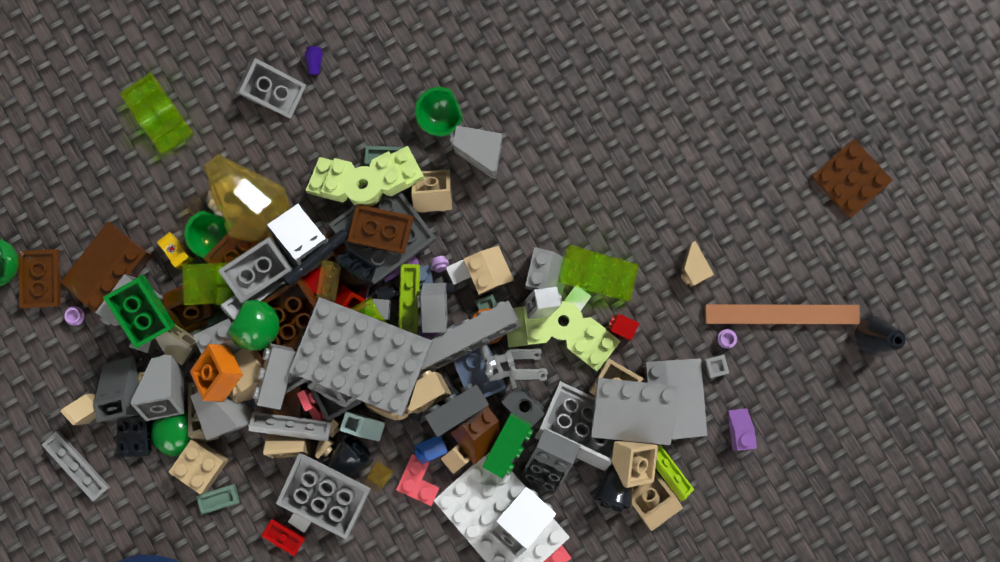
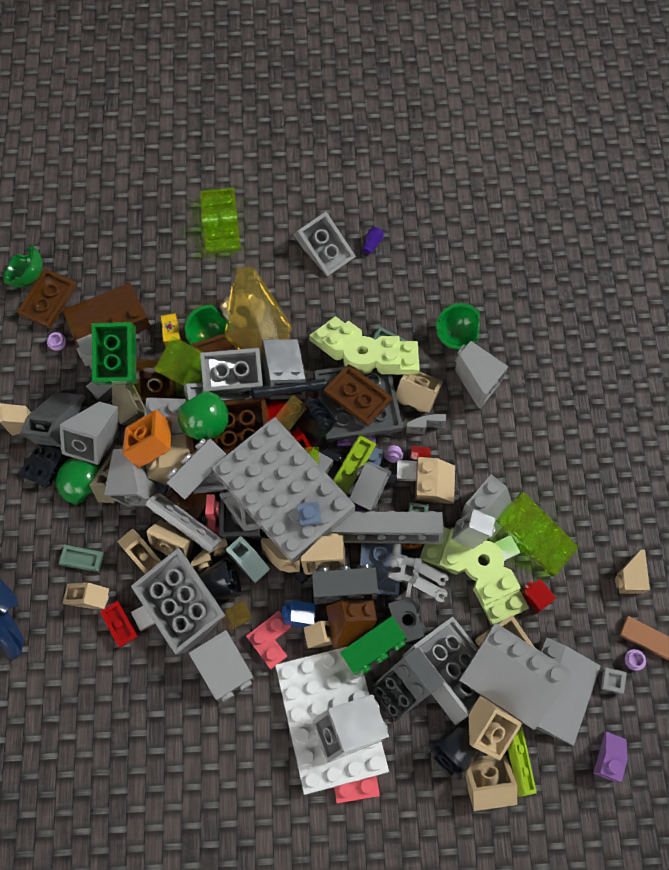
camera: 25 degrees right, 15 degrees down
(198, 466) = (82, 518): tan brick -> none
(241, 529) = (86, 595): none -> tan slope
(265, 468) = (139, 551): none -> tan slope
(390, 527) = (222, 666): none -> light grey slope
(396, 370) = (309, 514): none -> sand blue plate
(449, 224) = (419, 425): none -> light grey slope
(462, 250) = (417, 451): none -> red tile

